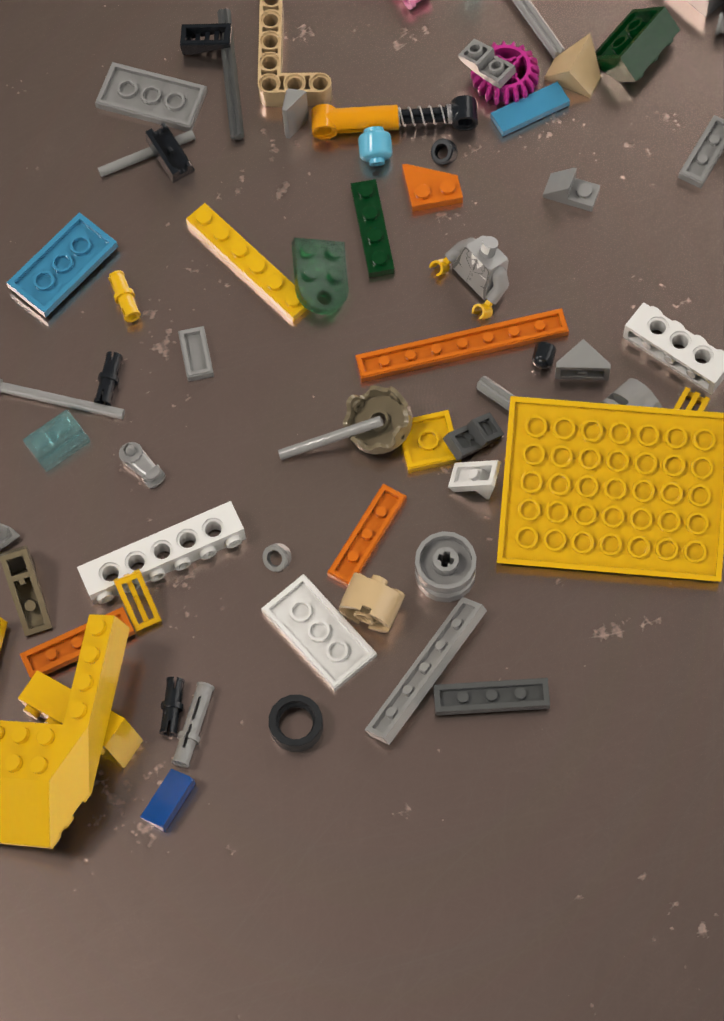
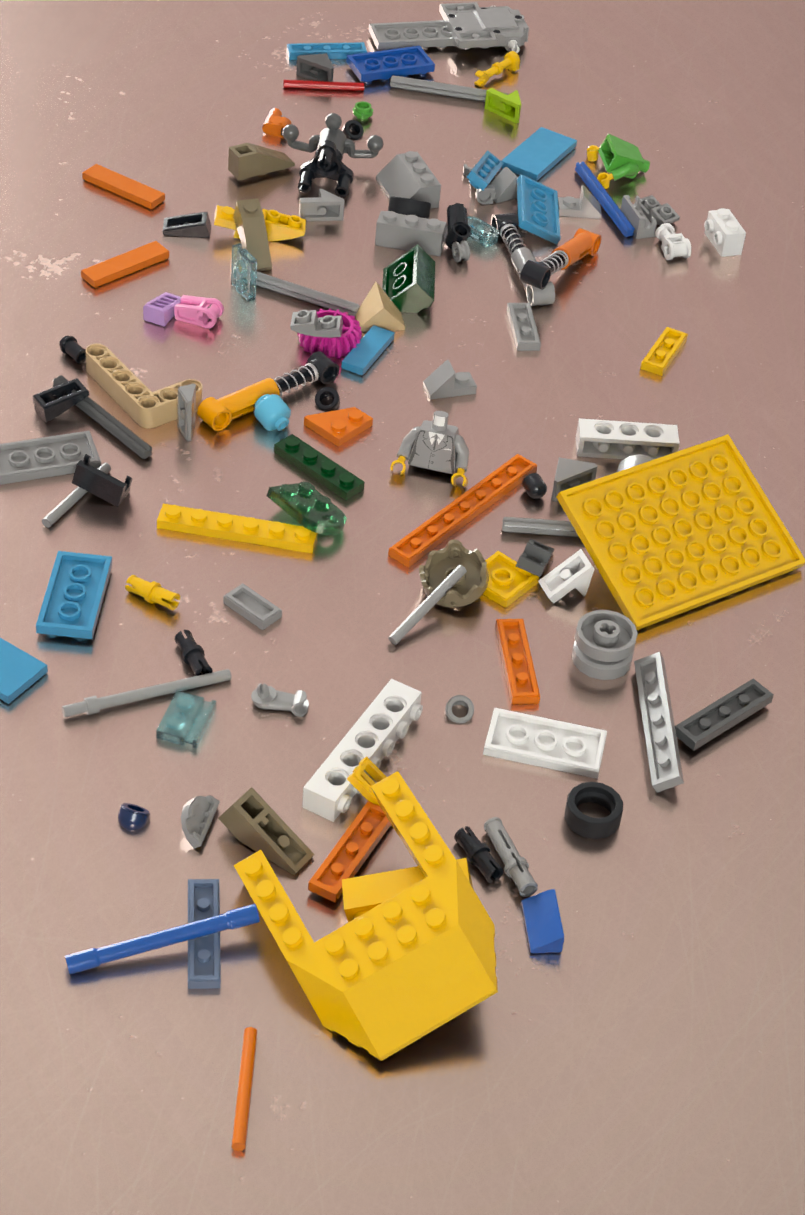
camera: 45 degrees left, 25 degrees down
(371, 602) = (574, 691): tan brick -> none

